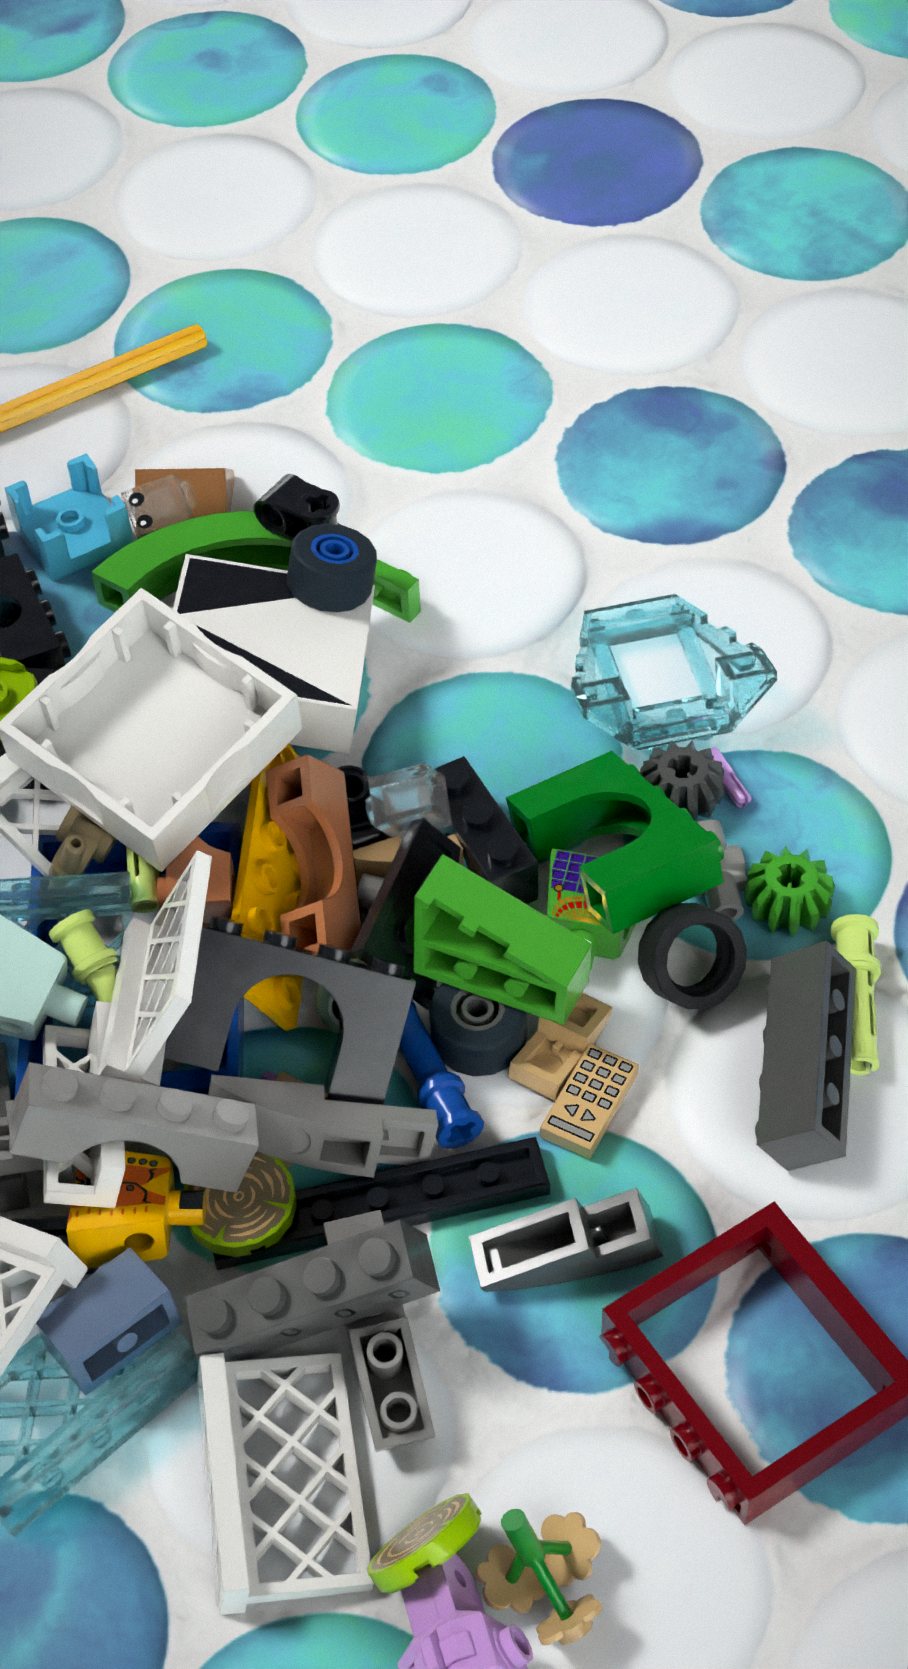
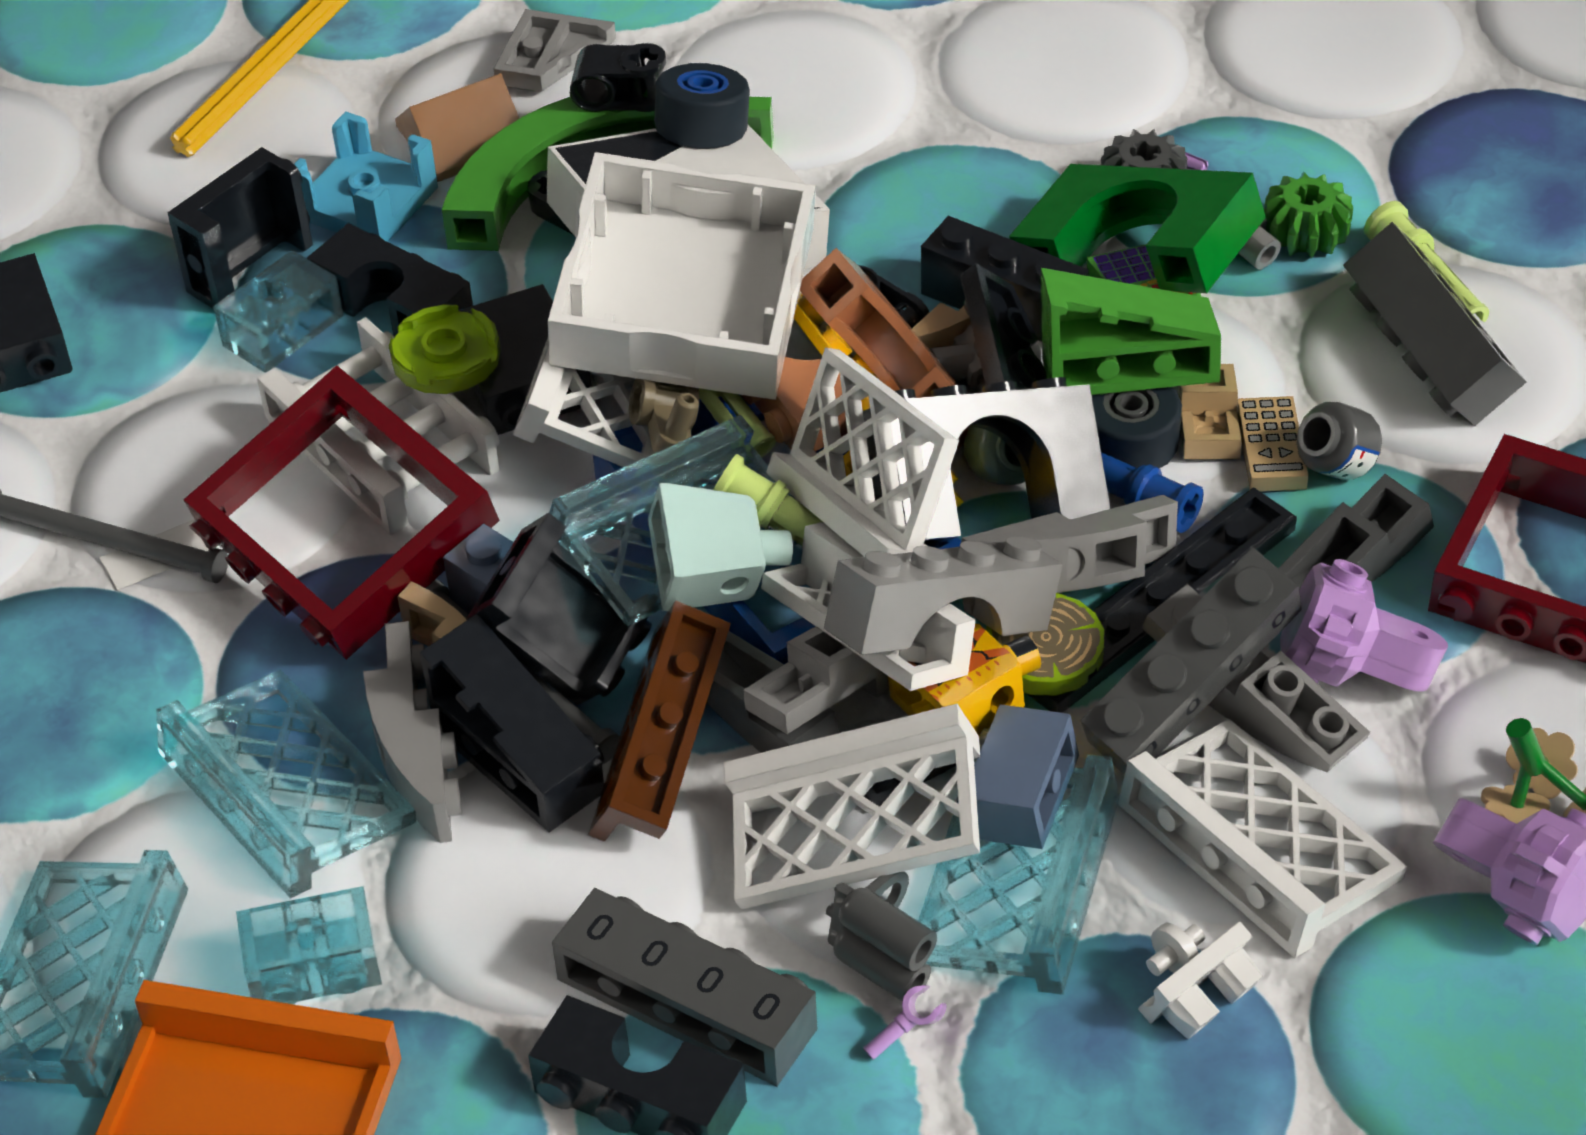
camera: 30 degrees left, 5 degrees down
(84, 1599) = (1179, 995): none -> white hips
(159, 504) = (460, 129): clear brick -> none
(304, 451) = (547, 48): none -> light grey wing
(408, 796) = (934, 263): clear brick -> none
(425, 1541) = (1434, 804): lime tile -> none
(483, 1329) = (1346, 633): none -> lavender piece
(633, 1131) = (1339, 440): none -> dark grey head
(725, 971) = (1304, 281): black tyre -> none
(741, 674) = (1135, 68): clear light blue windscreen -> none

